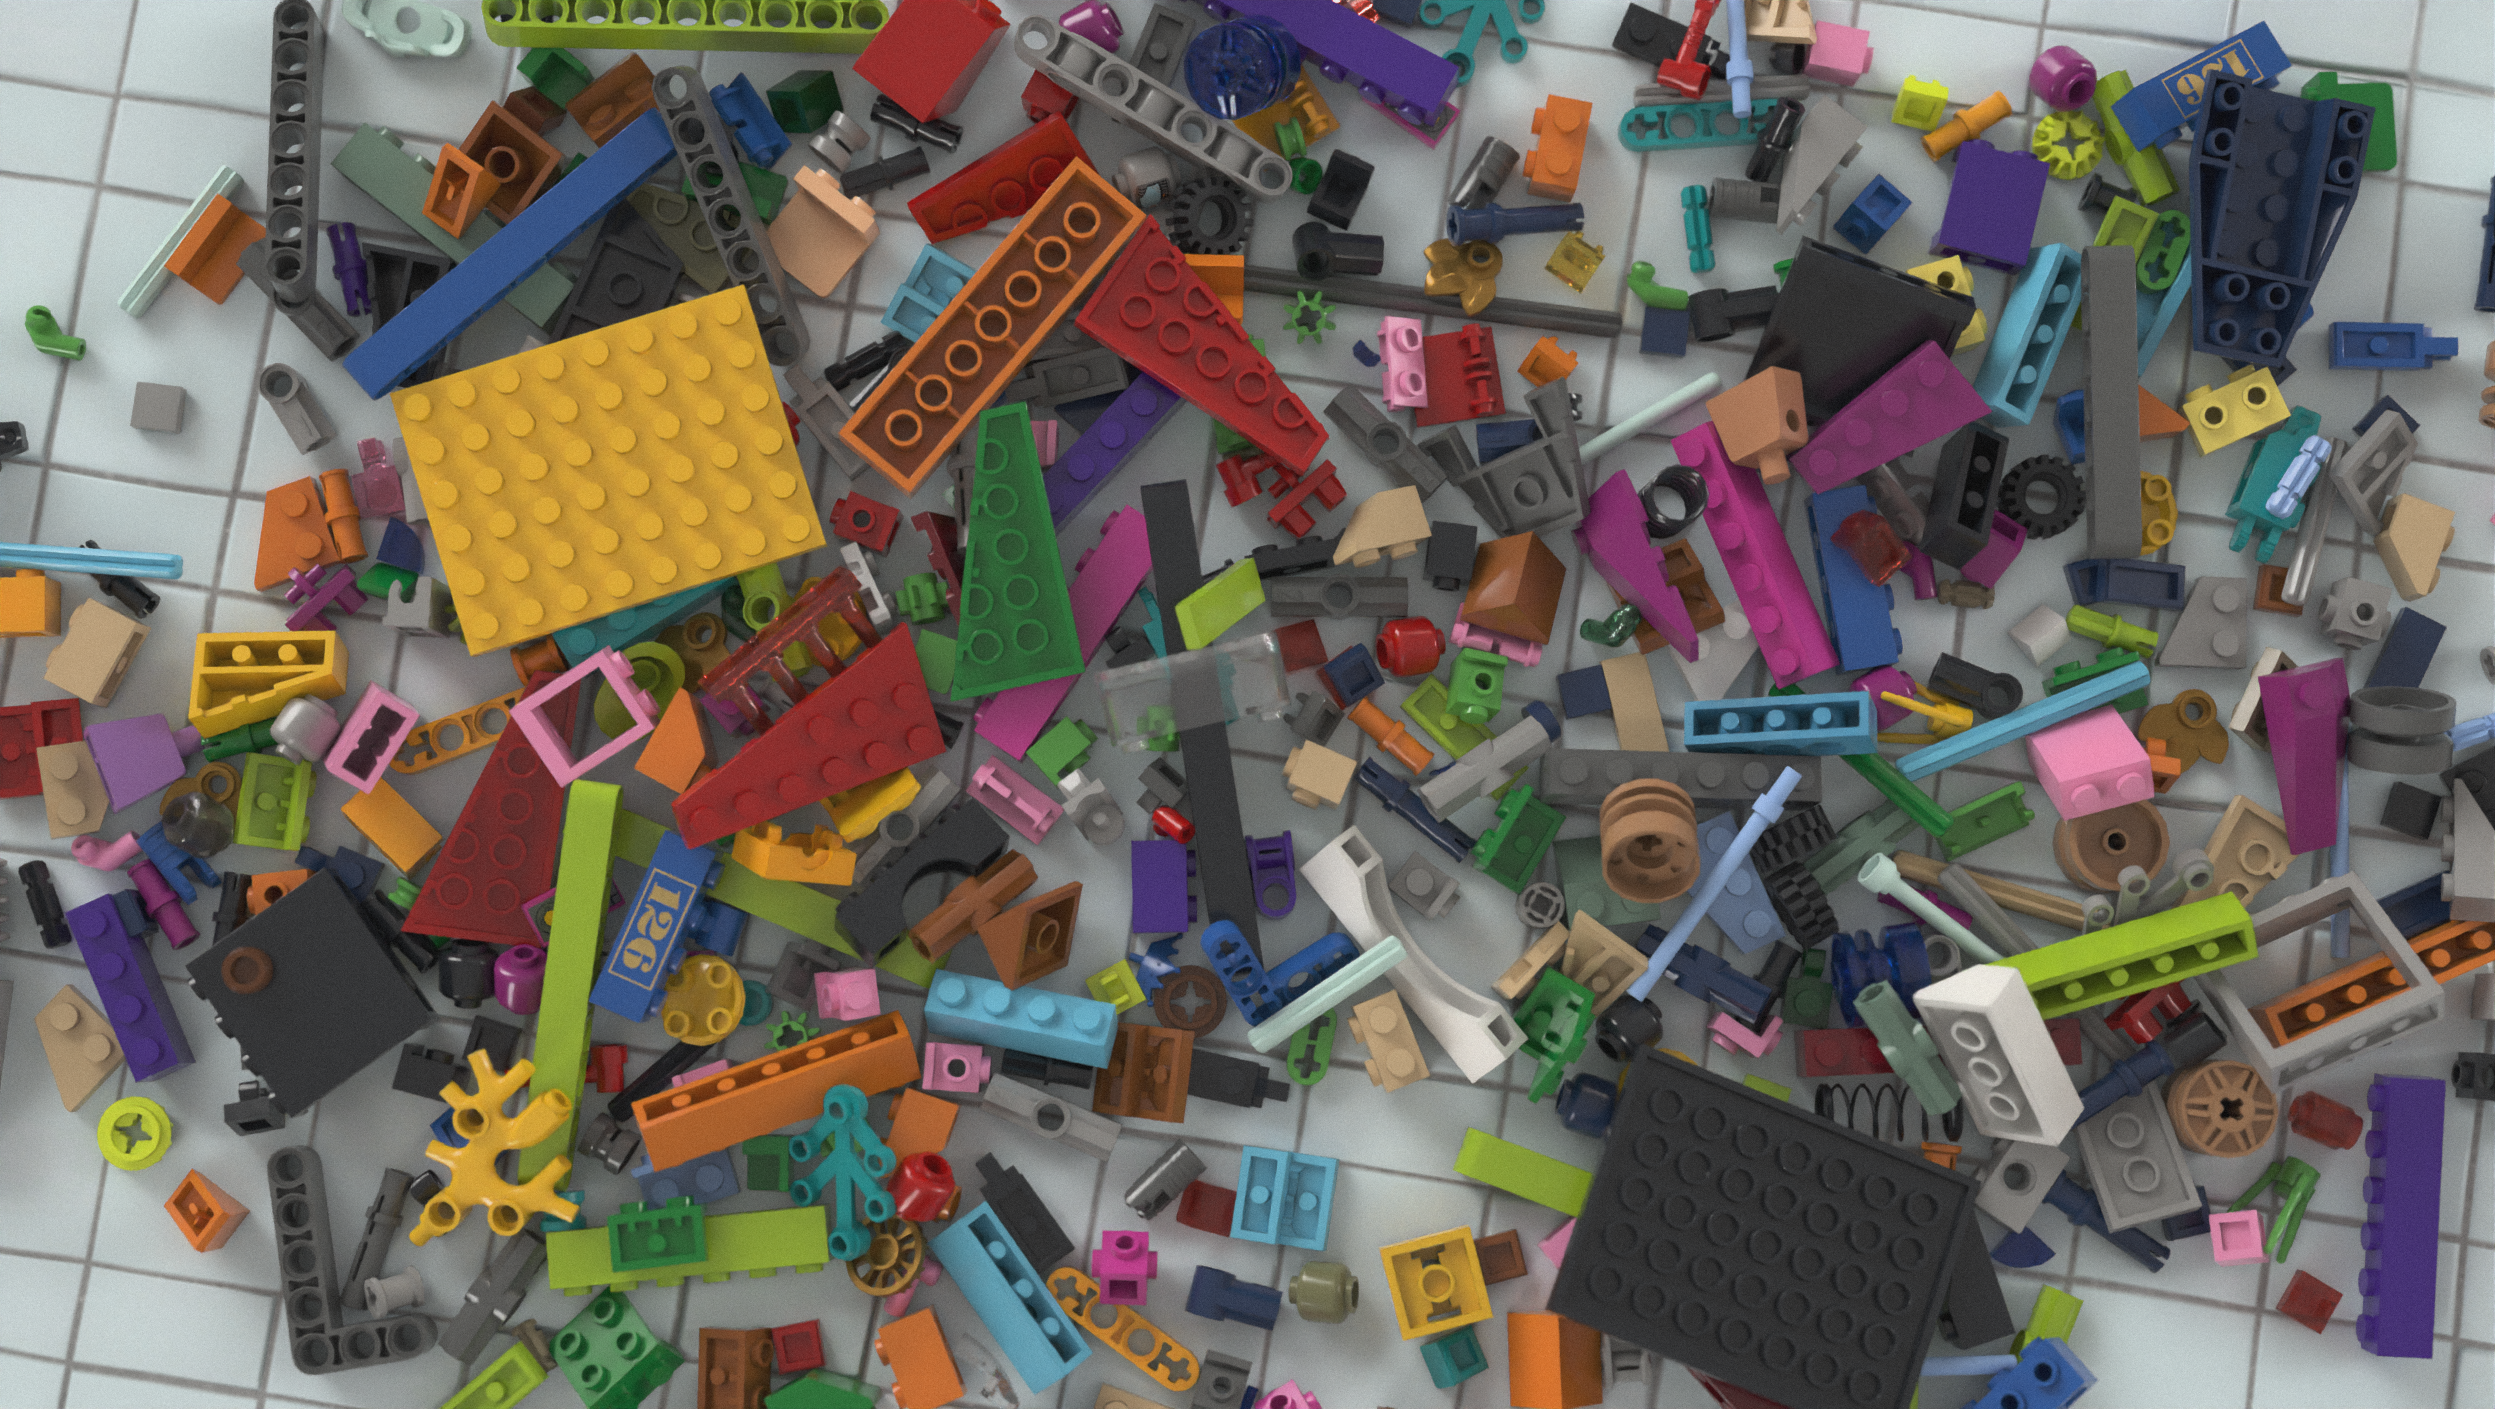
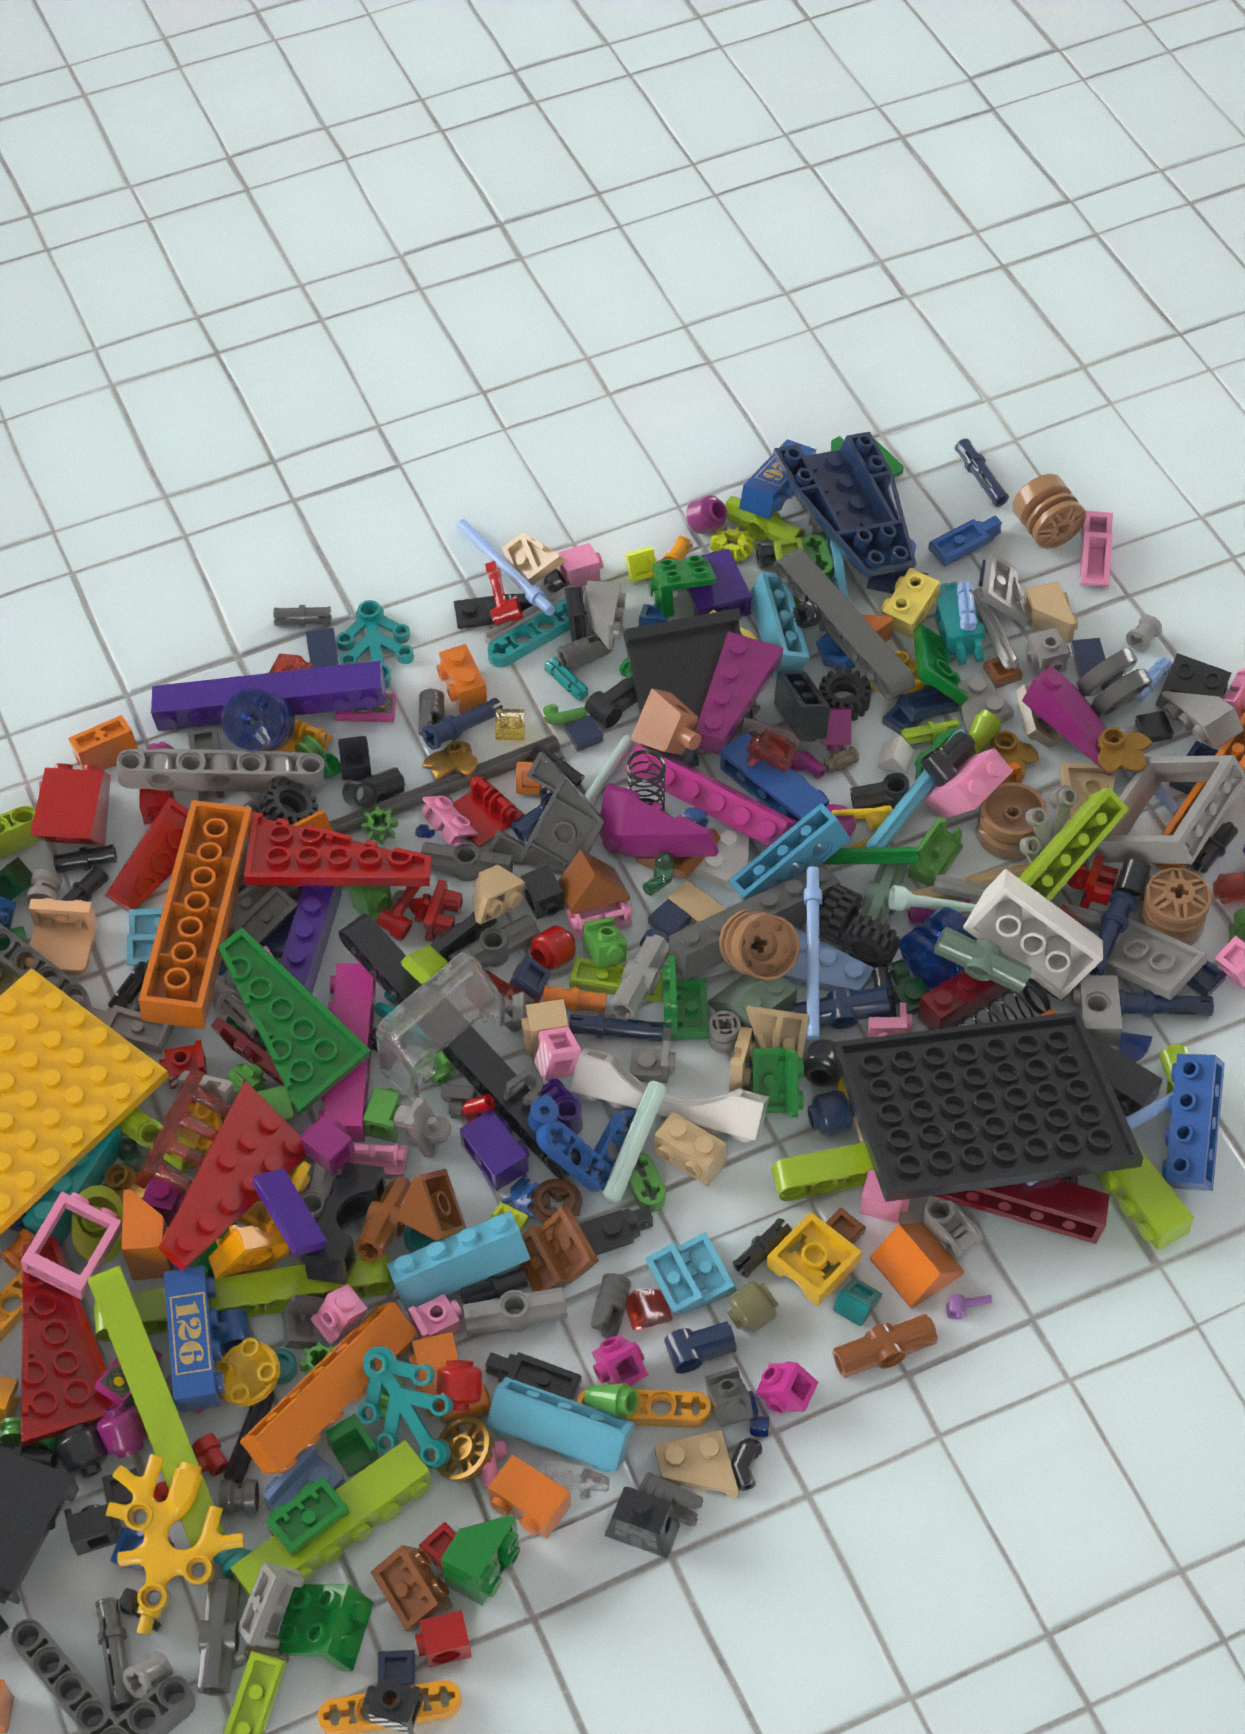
camera: 25 degrees left, 30 degrees down
(559, 1304) = (268, 1604): none -> light grey hinge
(850, 850) = (289, 1212): none -> dark purple tile
(958, 769) = (328, 1144): none -> magenta brick
(1085, 1314) = (612, 1398): none -> bright green cone
(1236, 894) = (542, 1108): none -> leg
(1305, 826) = (557, 1053): none -> bright pink brick
(1390, 1220) = (761, 1247): none -> black pin
(1592, 369) = (573, 775): none -> black axle
(1709, 576) = (697, 815): none -> blue hinge
(1946, 179) = (675, 575): none -> green bracket
(2070, 358) = (806, 614): none -> black bush
(2078, 712) = (943, 761): none -> black piece
(2180, 677) = (984, 729): none -> lime cone
(2188, 533) = (934, 662): none -> green wing
(2327, 853) = (1122, 750): none -> pearl gold plate

